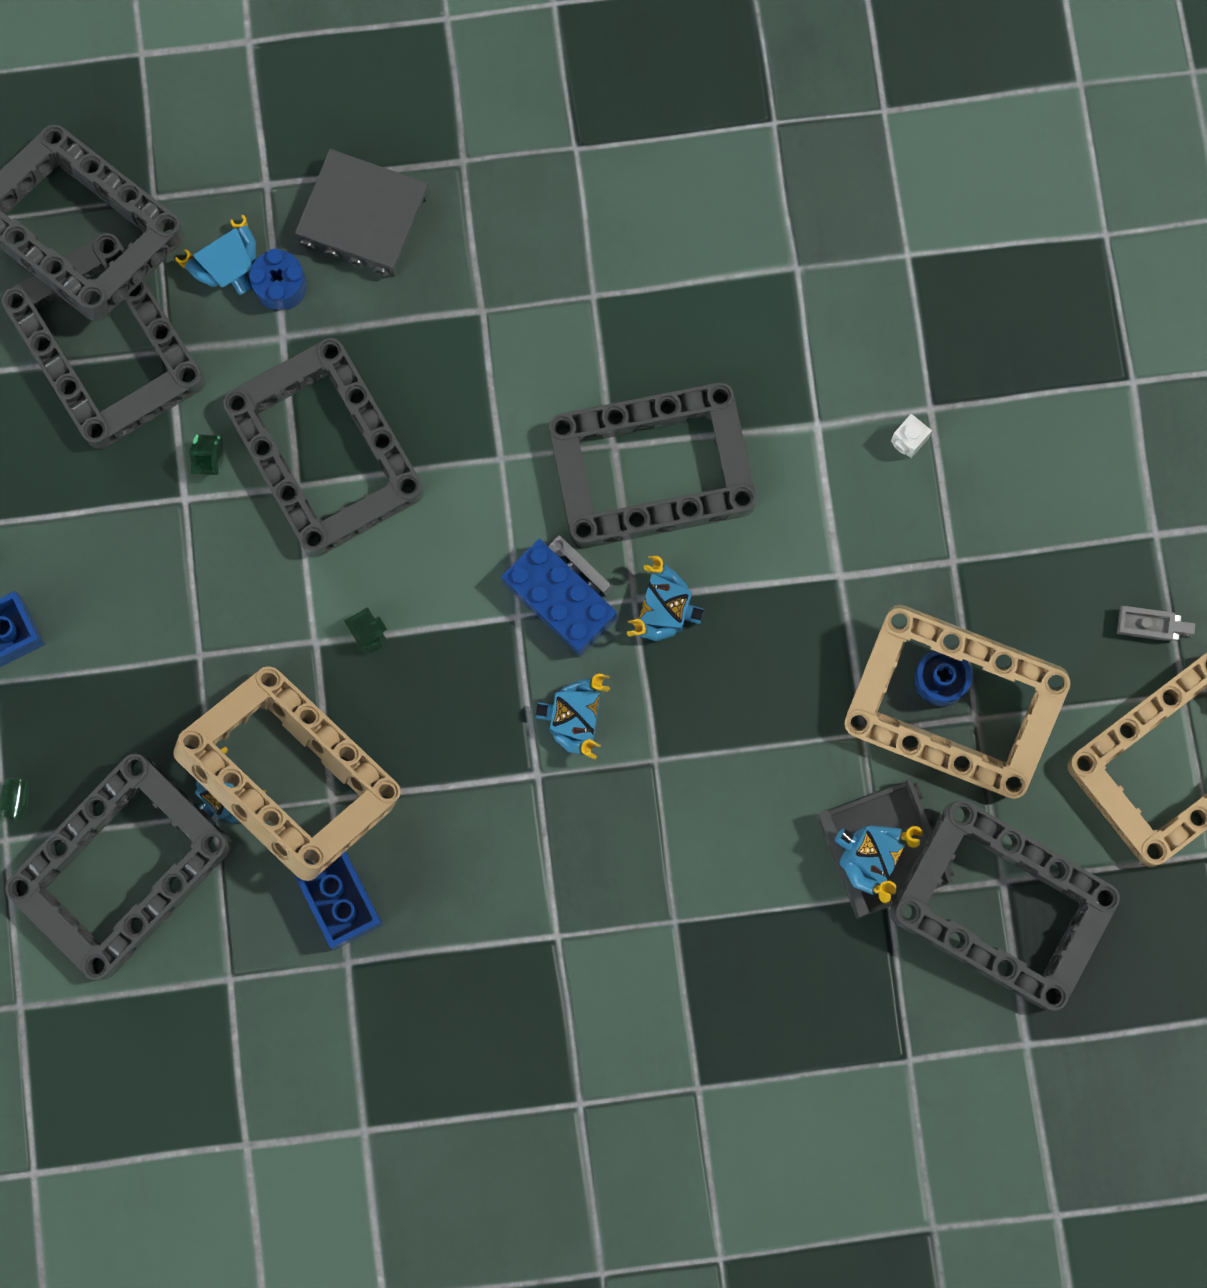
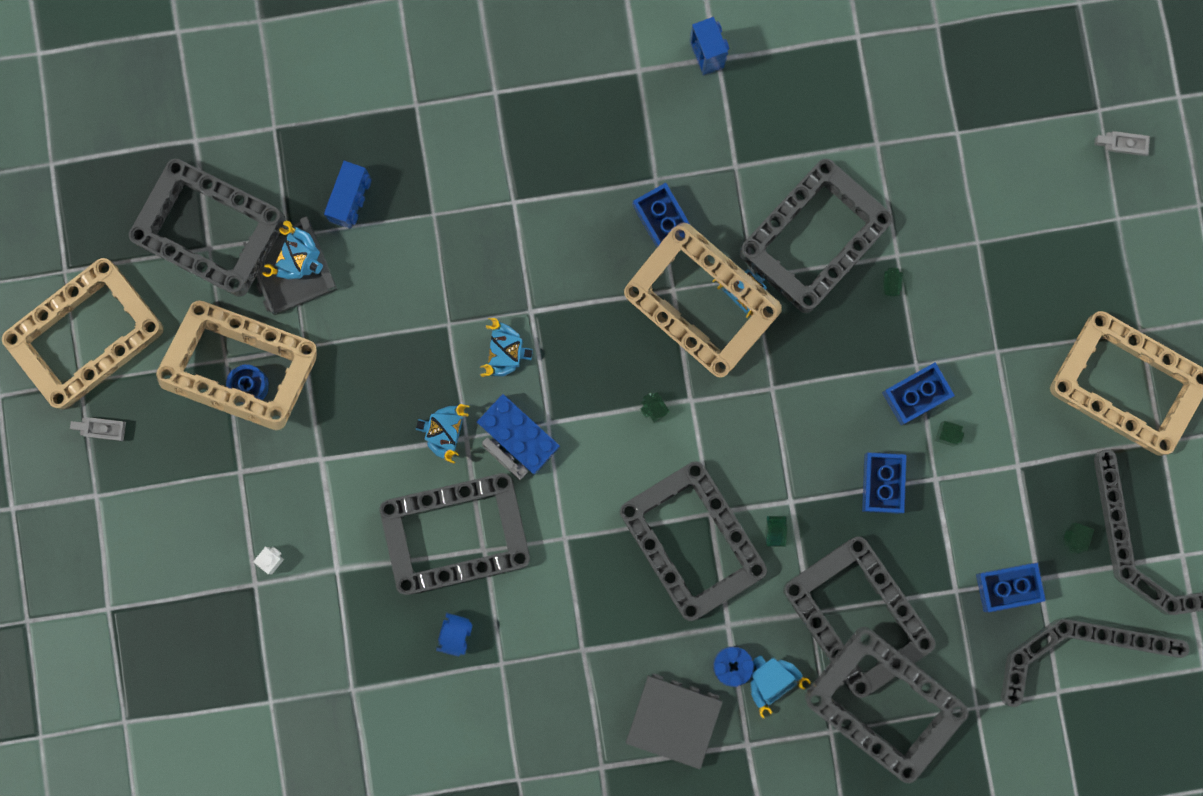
camera: 175 degrees right, 5 degrees up
(52, 514) = (884, 483): none -> blue brick
(253, 1154) = (709, 45): none -> blue brick
(656, 328) = (453, 635): none -> blue brick
(798, 946) = (347, 195): none -> blue brick

